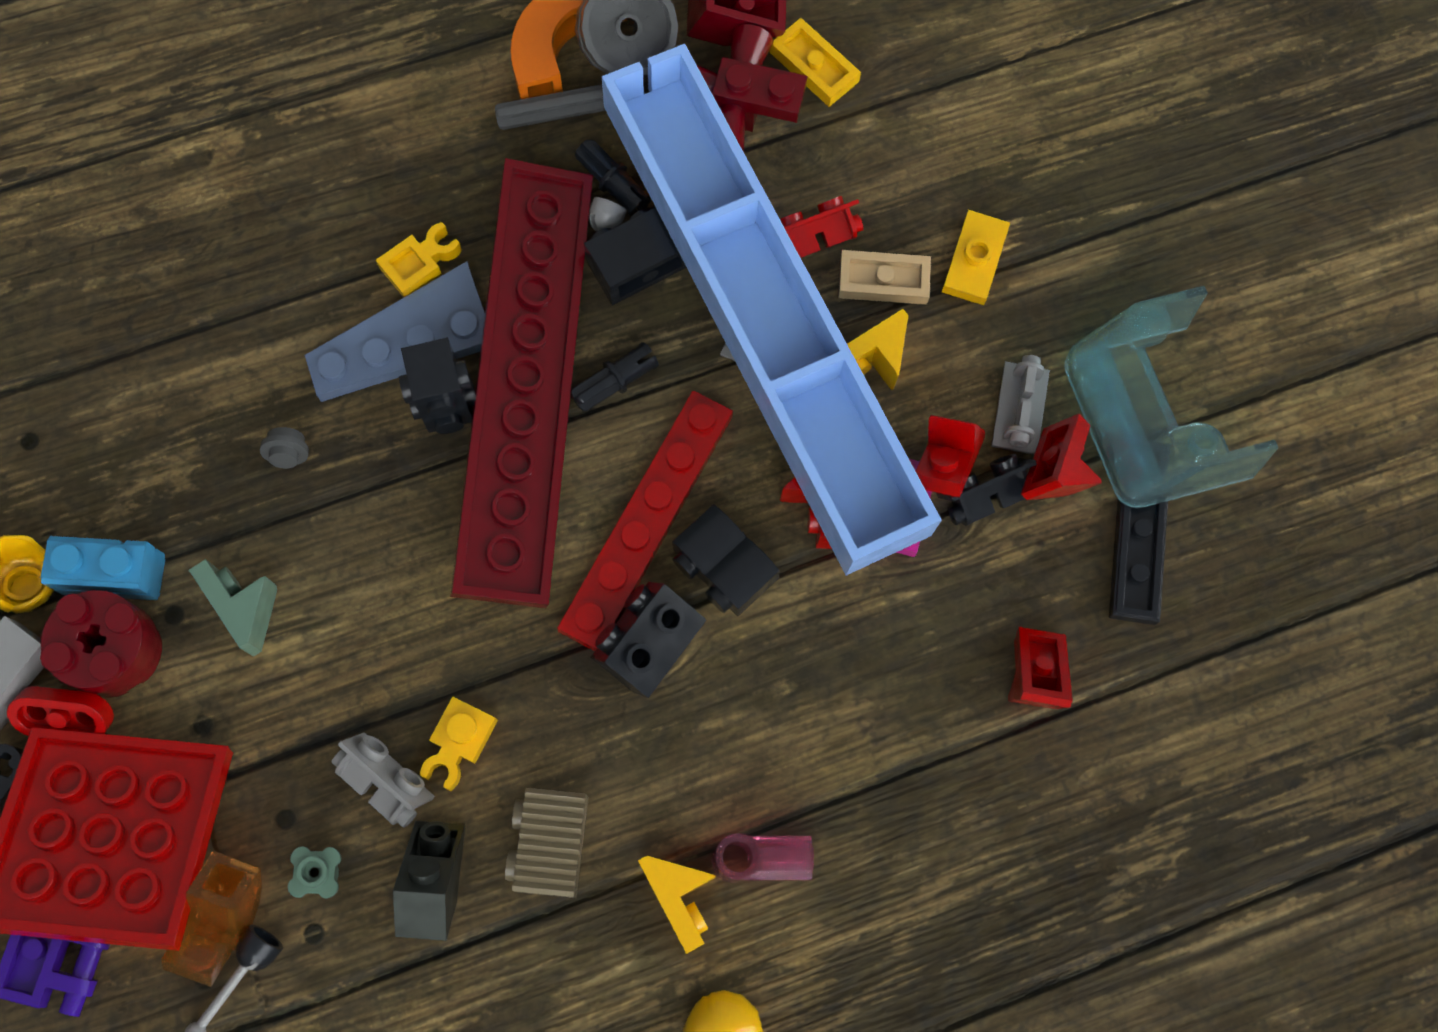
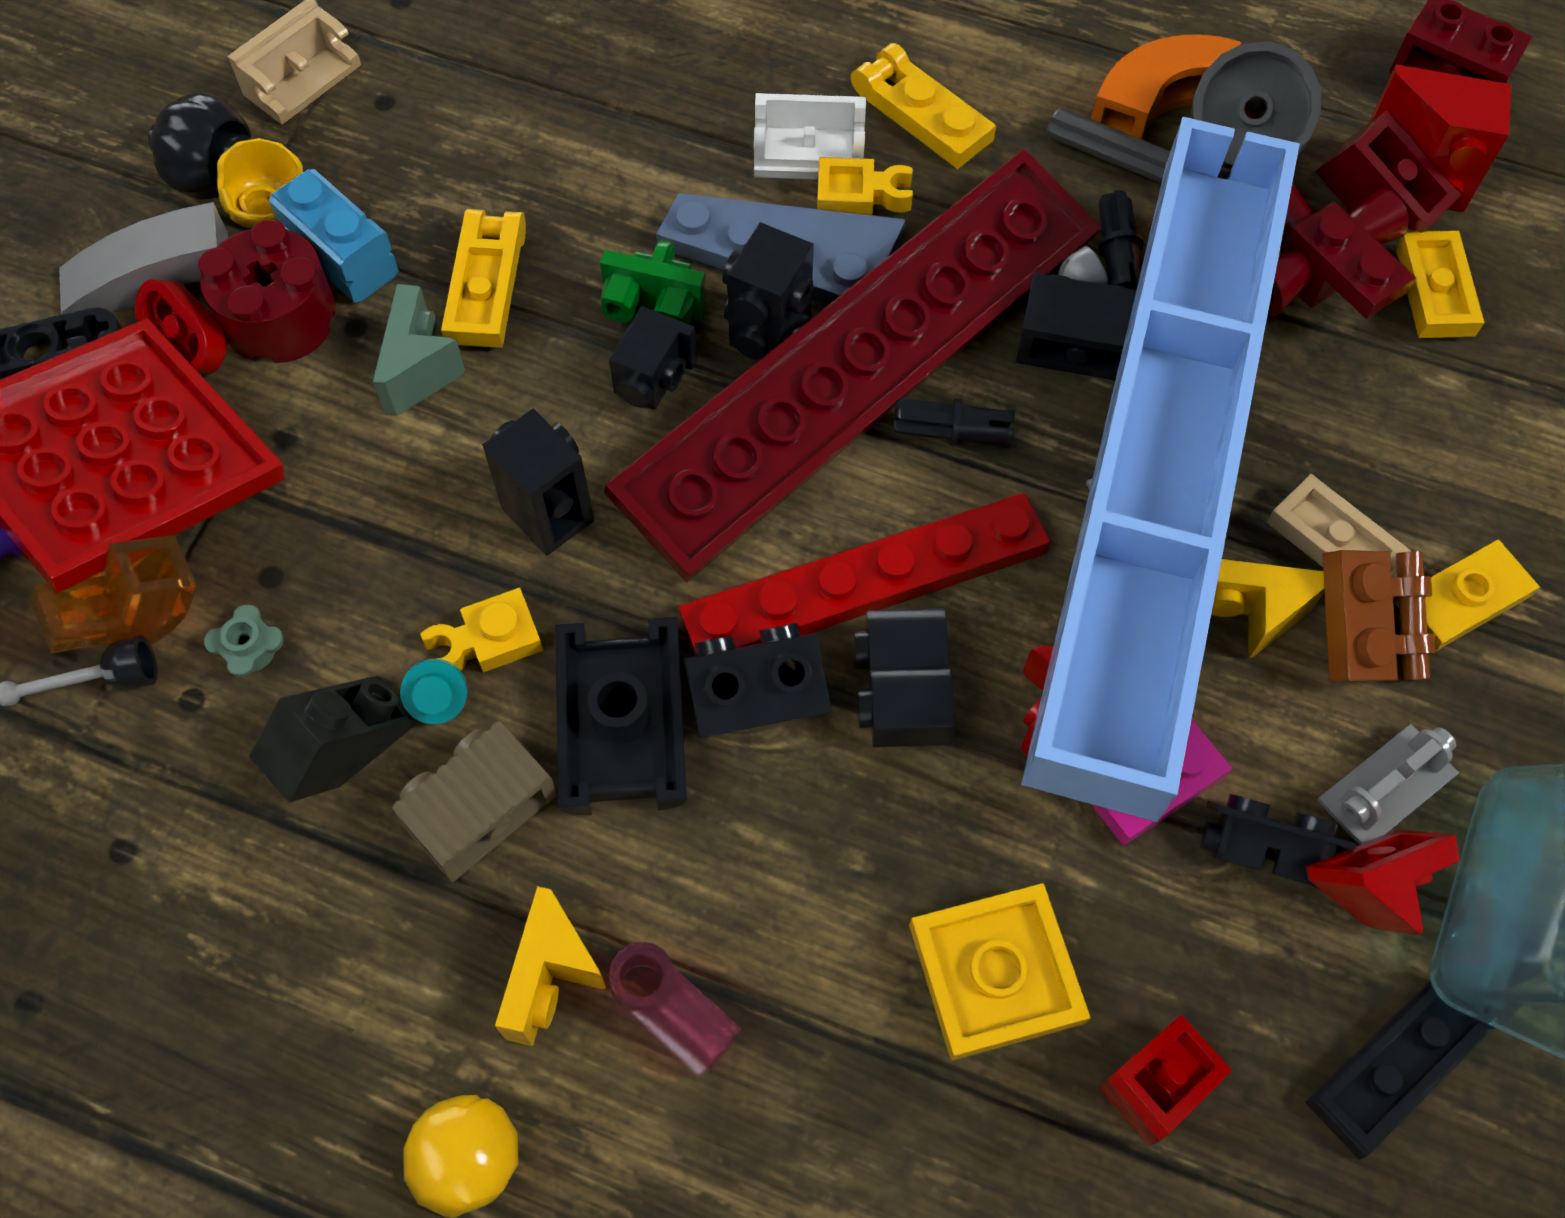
camera: 45 degrees right, 10 degrees down
(232, 516) = (483, 278): none -> yellow plate
(284, 447) = (581, 254): dark grey plate -> none
(348, 250) = (801, 128): none -> white hinge
(349, 429) = (651, 282): none -> green hips
(367, 762) = (386, 583): light grey hinge -> none
(396, 484) = (652, 358): none -> black brick
(404, 167) = (923, 106): none -> yellow plate
(408, 622) = (540, 479): none -> black brick
(463, 802) = (434, 691): none -> teal plate
(591, 755) = (627, 754): none -> black piece
(833, 222) = (1324, 439): red hinge -> none
(911, 685) = (998, 971): none -> yellow plate
(937, 320) = (1362, 615): none -> dark orange plate
(949, 455) = (1258, 761): red slope -> none

